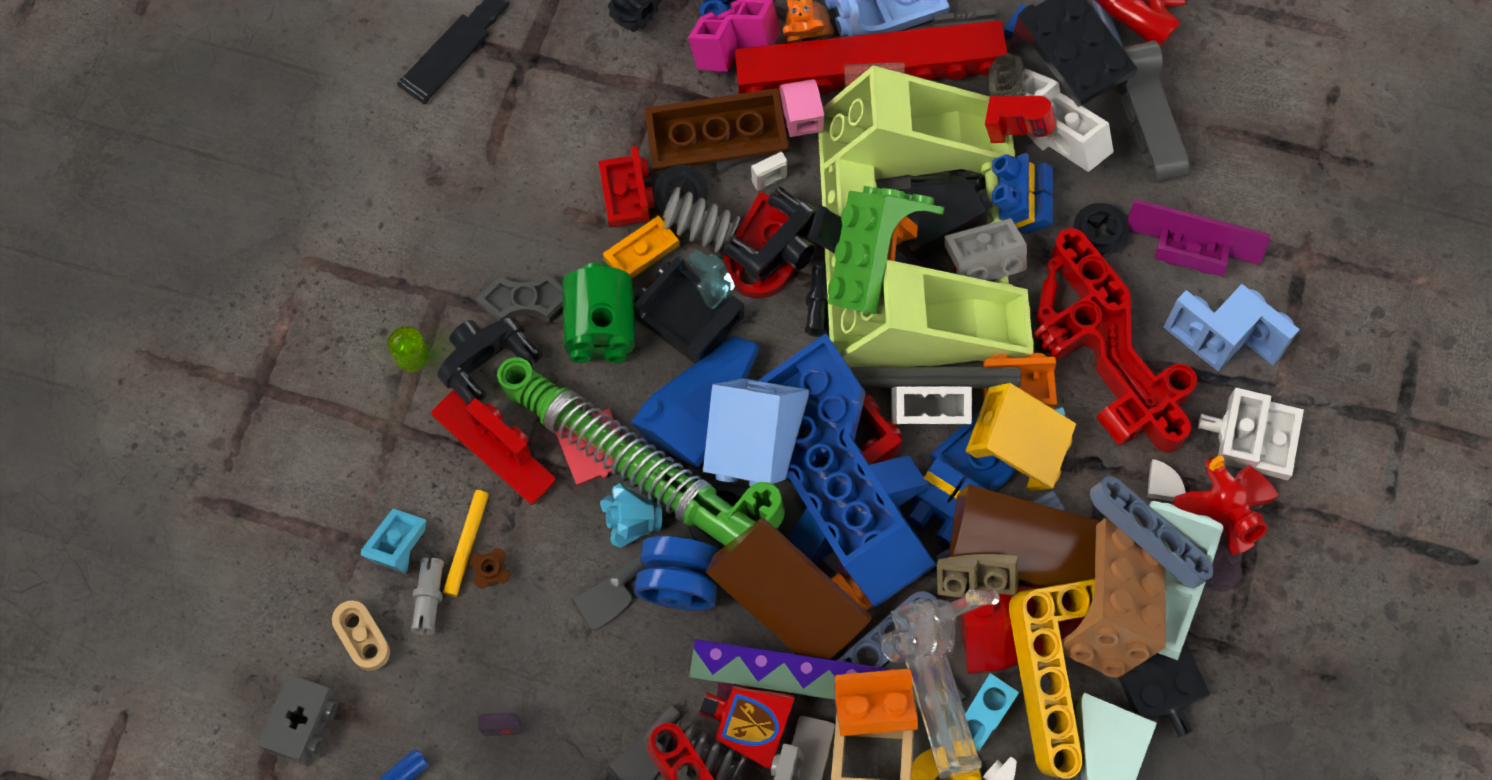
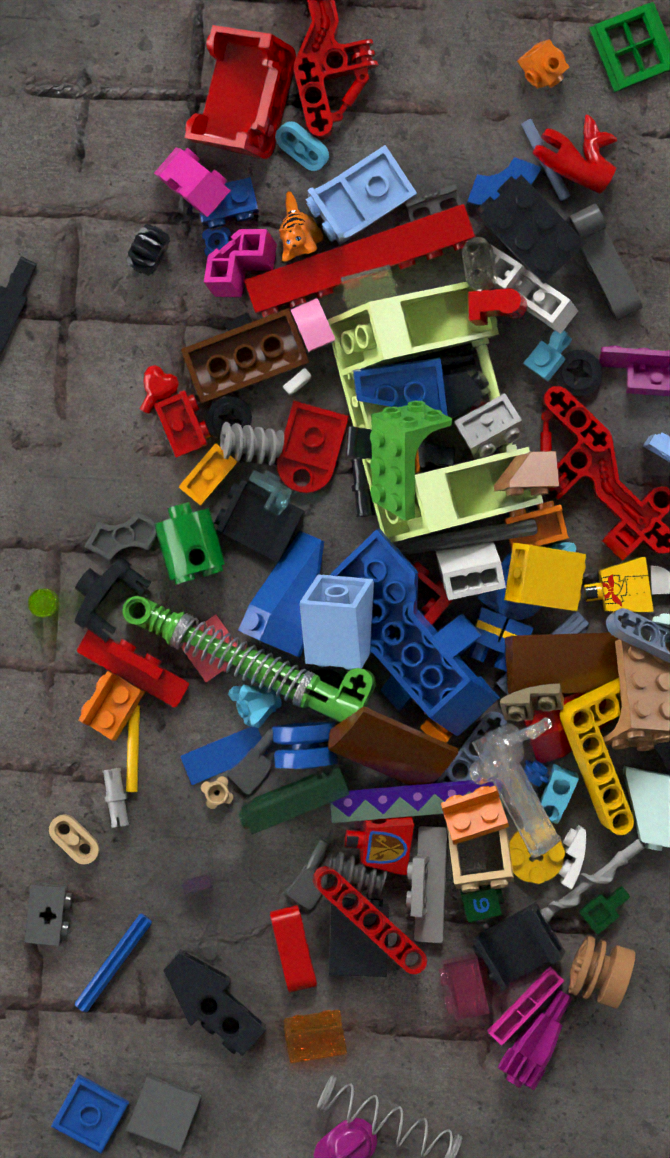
camera: 10 degrees left, 20 degrees up
(394, 540) = (79, 762): medium azure slope -> none
(452, 482) = (111, 705): none -> orange bracket
(497, 575) = (155, 773): reddish brown plate -> none
(547, 610) = (212, 799): none -> tan plate
(569, 576) = (220, 755): none -> blue sticker
(607, 145) = (157, 386): none -> red rock
(644, 638) = (293, 799): none -> clear green door
(785, 246) = (328, 450): black connector -> none
(892, 171) = (402, 383): none -> blue wing
(965, 678) = (536, 772): none -> blue plate
(1024, 192) = (502, 352): blue hips -> none
(1027, 311) = (531, 473): none -> slope
(1072, 203) = (547, 358): none -> medium azure plate
(1121, 460) = (622, 587): none -> yellow torso

